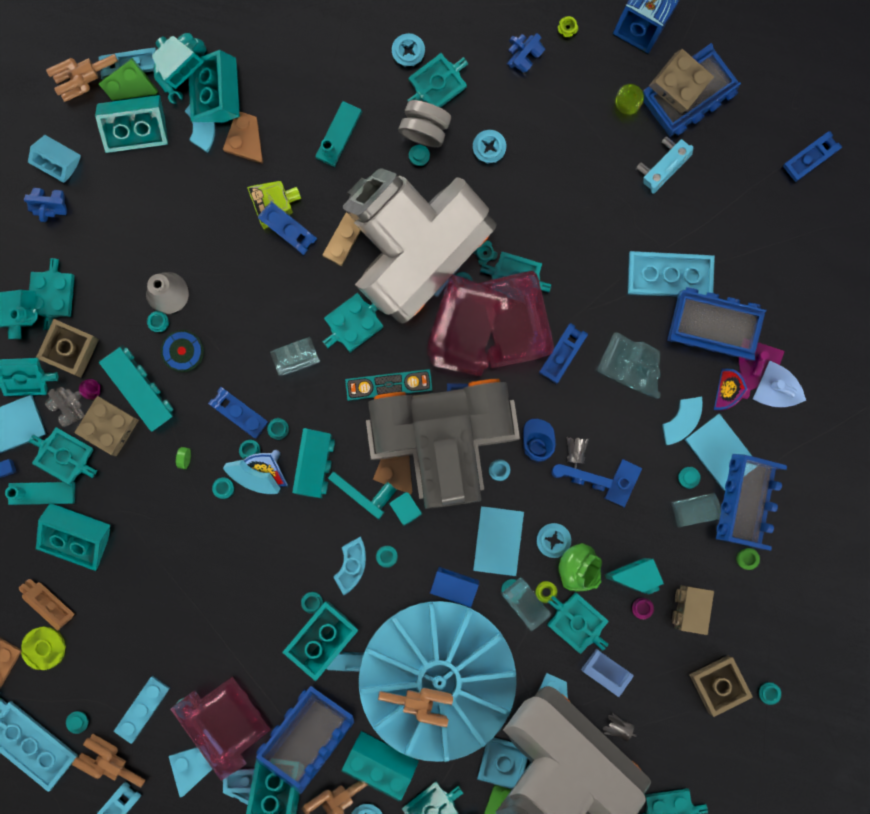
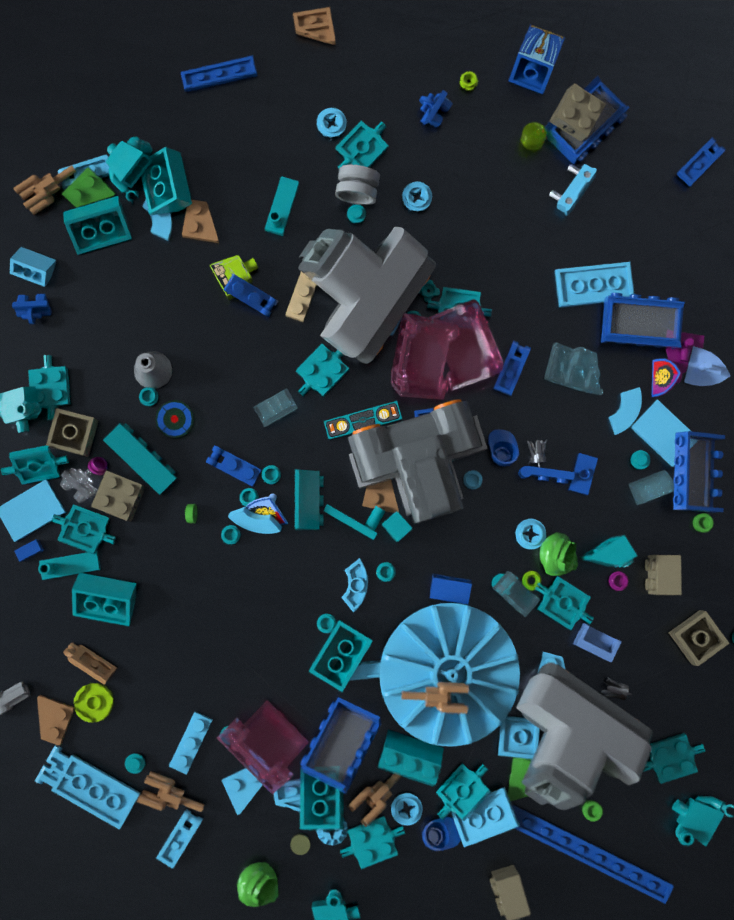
camera: 15 degrees left, 0 degrees up
(498, 541) = (482, 542): medium azure tile -> none

